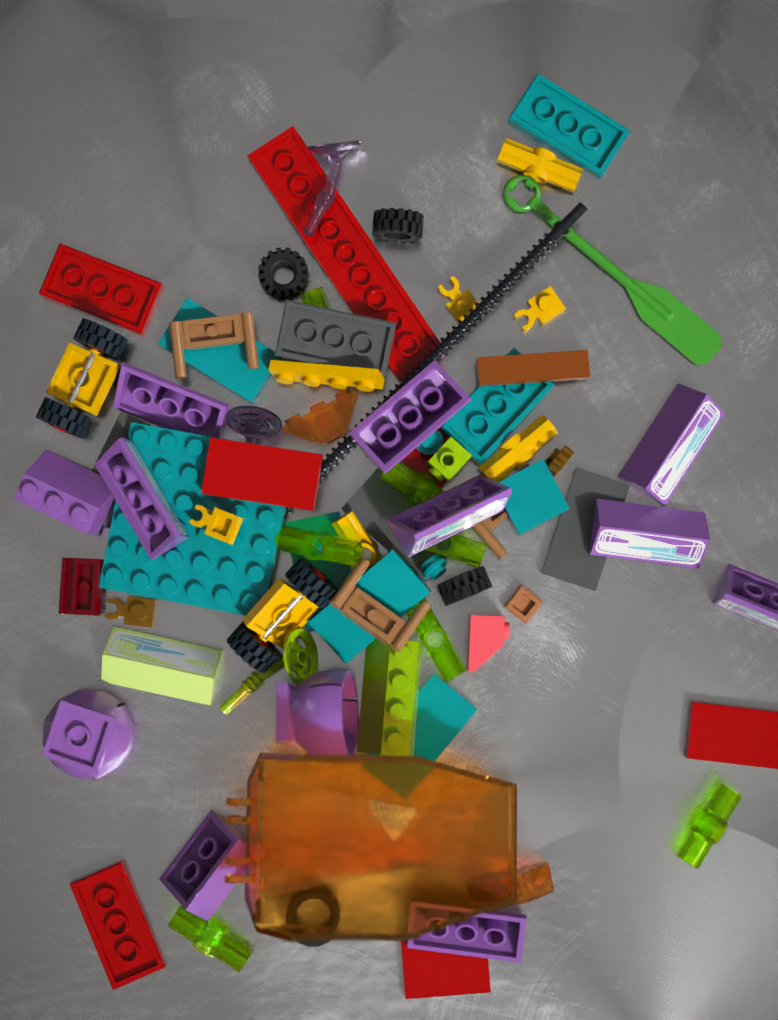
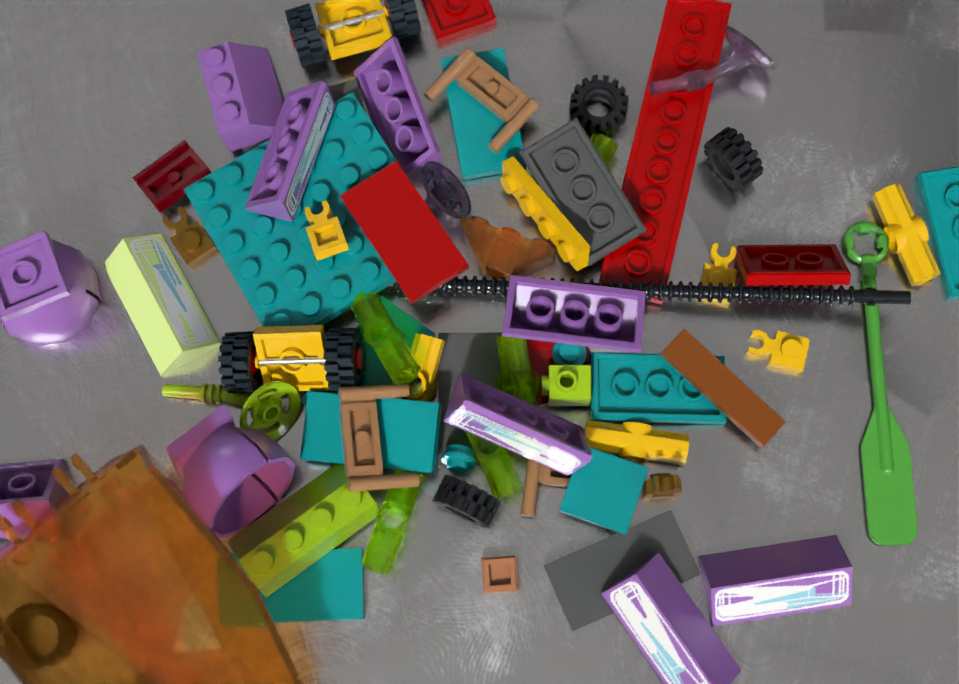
camera: 50 degrees right, 10 degrees down
(485, 638) = (435, 566): coral slope -> none
(497, 254) = (792, 265): none -> red tile

